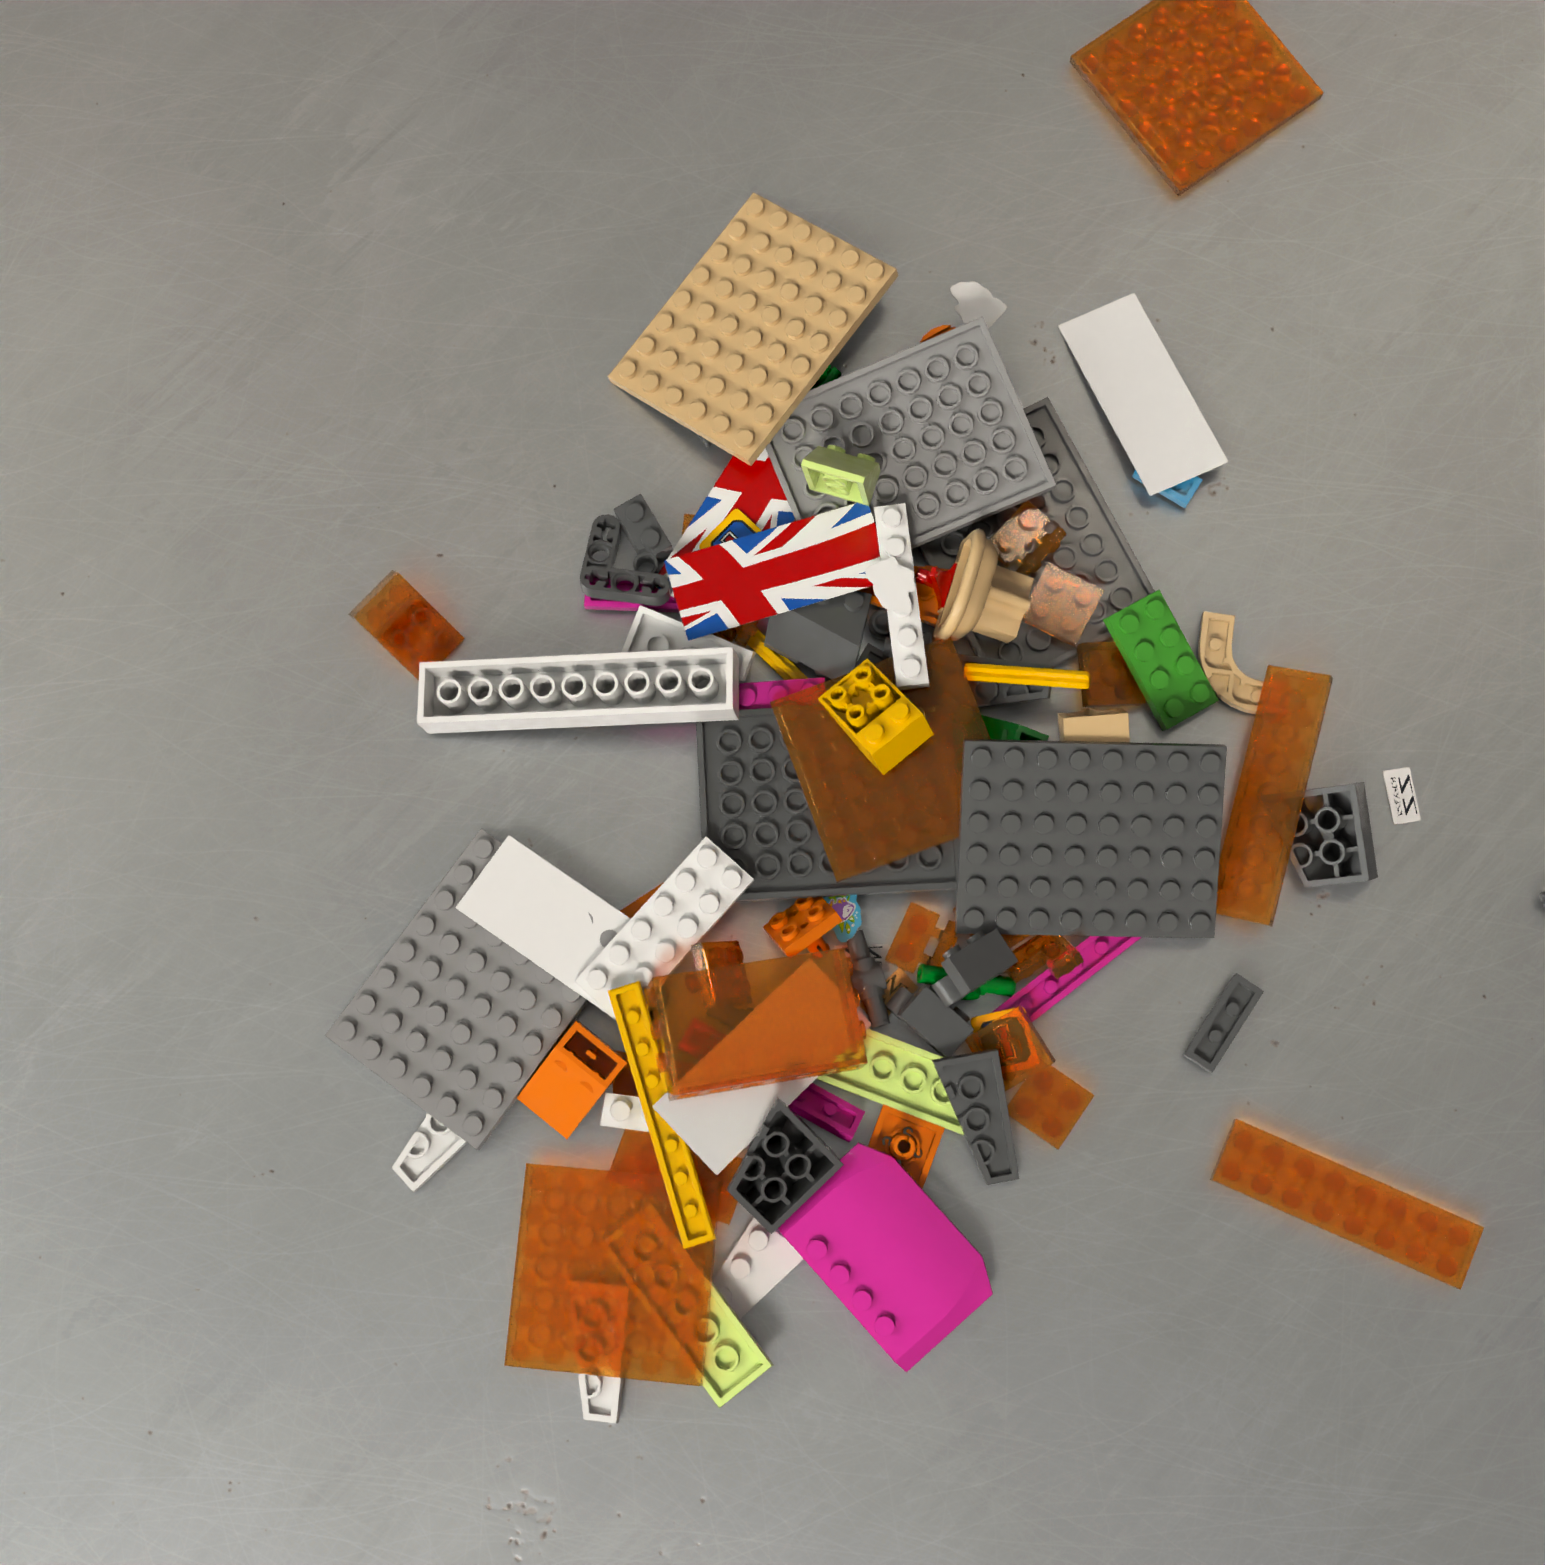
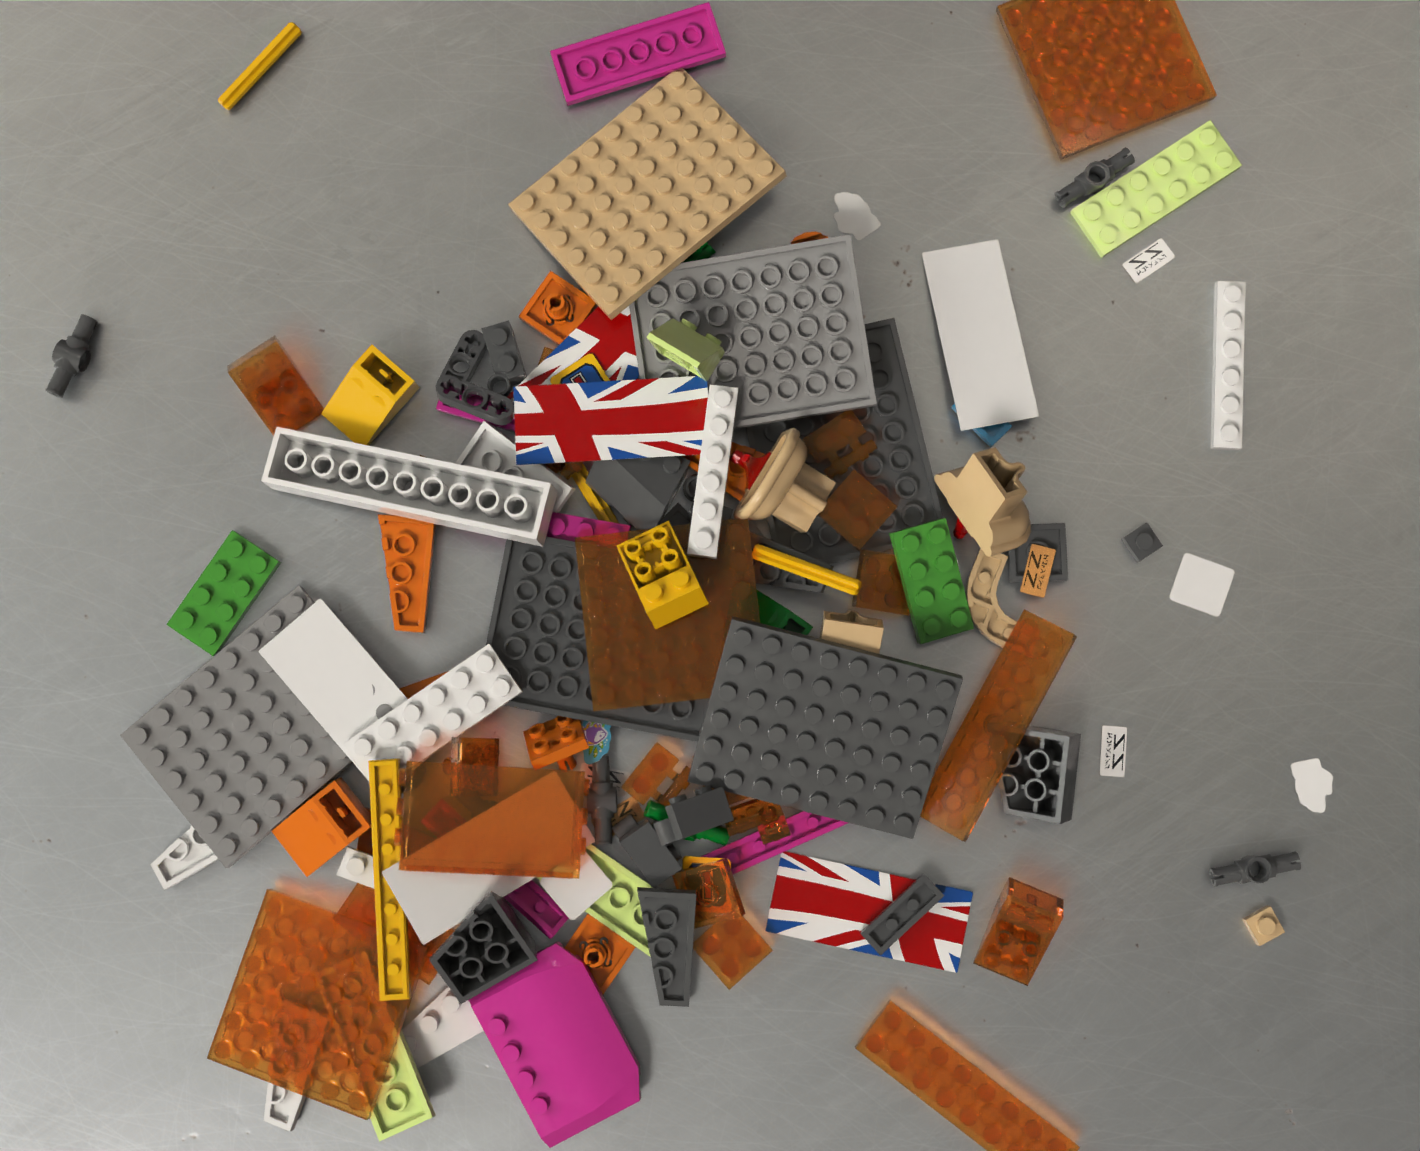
camera: 10 degrees right, 5 degrees up
(177, 643) = (71, 356): none -> dark grey pin
(308, 296) = (259, 66): none -> yellow axle
(401, 857) = (223, 593): none -> bright green plate
(510, 609) = (369, 397): none -> yellow slope
(594, 775) = (408, 559): none -> orange wing
(692, 462) = (553, 292): none -> orange plate
(706, 191) = (638, 53): none -> dark pink plate
(866, 1085) = (578, 894): none -> white sticker
(892, 584) = (706, 460): white sticker -> none
(1150, 1027) = (837, 901): none -> sticker
(1200, 558) = (988, 501): none -> tan piece
(1209, 214) = (1104, 169): none -> dark grey pin
(1264, 605) = (1045, 535): none -> dark grey plate
(1270, 623) = (1037, 570): none -> clear orange sticker
(1285, 203) = (1155, 188): none -> yellowish green plate
(1298, 278) = (1148, 260): none -> white sticker
(1354, 1010) = (1019, 931): none -> clear orange slope
(1371, 568) = (1142, 542): none -> dark grey plate
(1411, 365) = (1228, 365): none -> white plate
(1447, 598) = (1201, 584): none -> white sticker

